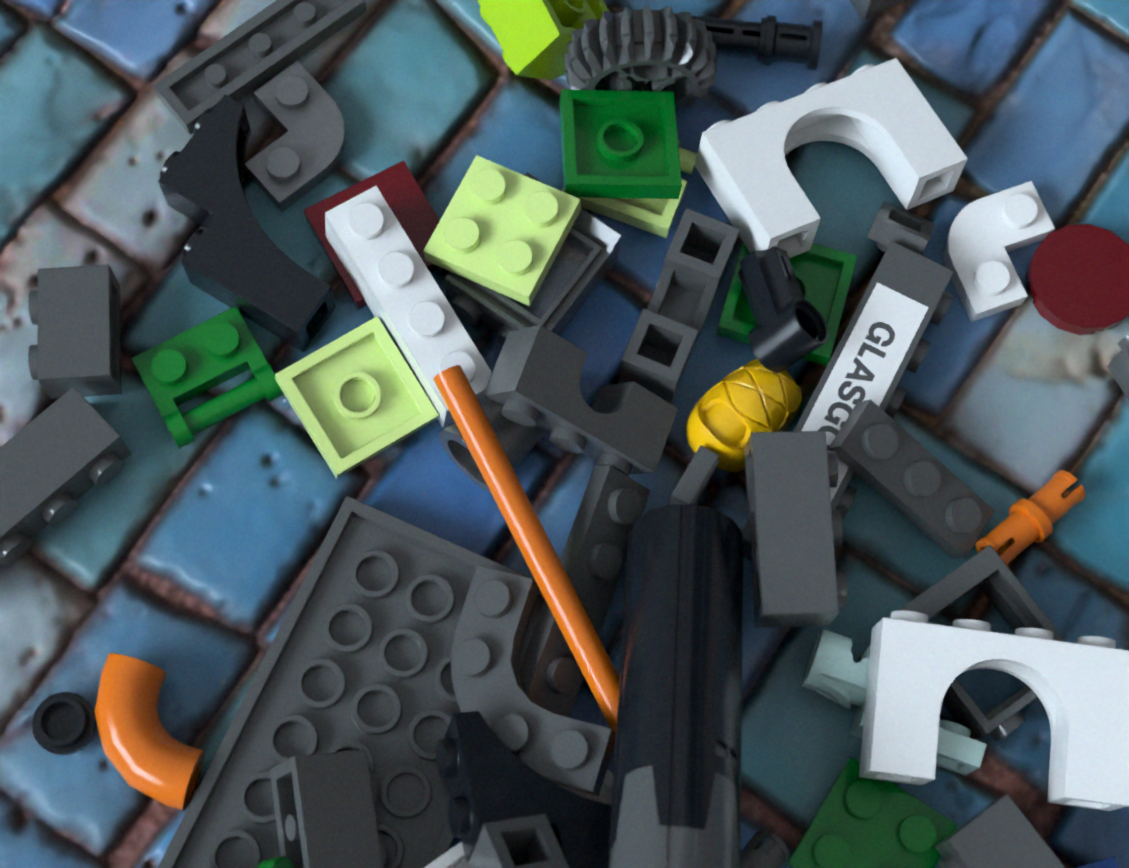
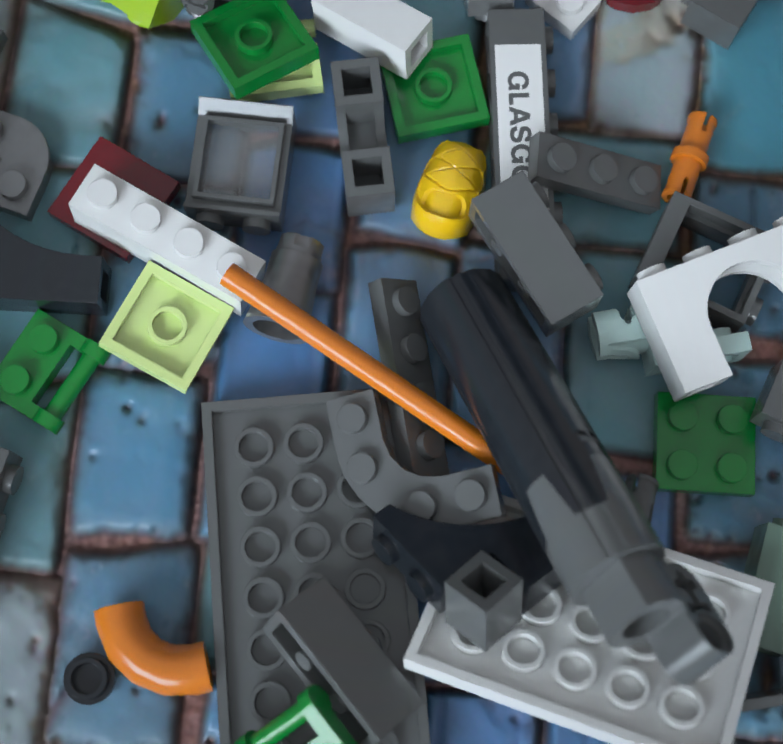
camera: 25 degrees left, 5 degrees up
(502, 230) = (205, 148): yellowish green plate -> none
(540, 387) = (301, 248): dark grey arch -> none
(695, 478) = (443, 255): dark grey tile -> none
(784, 320) = (447, 107): black piece -> none

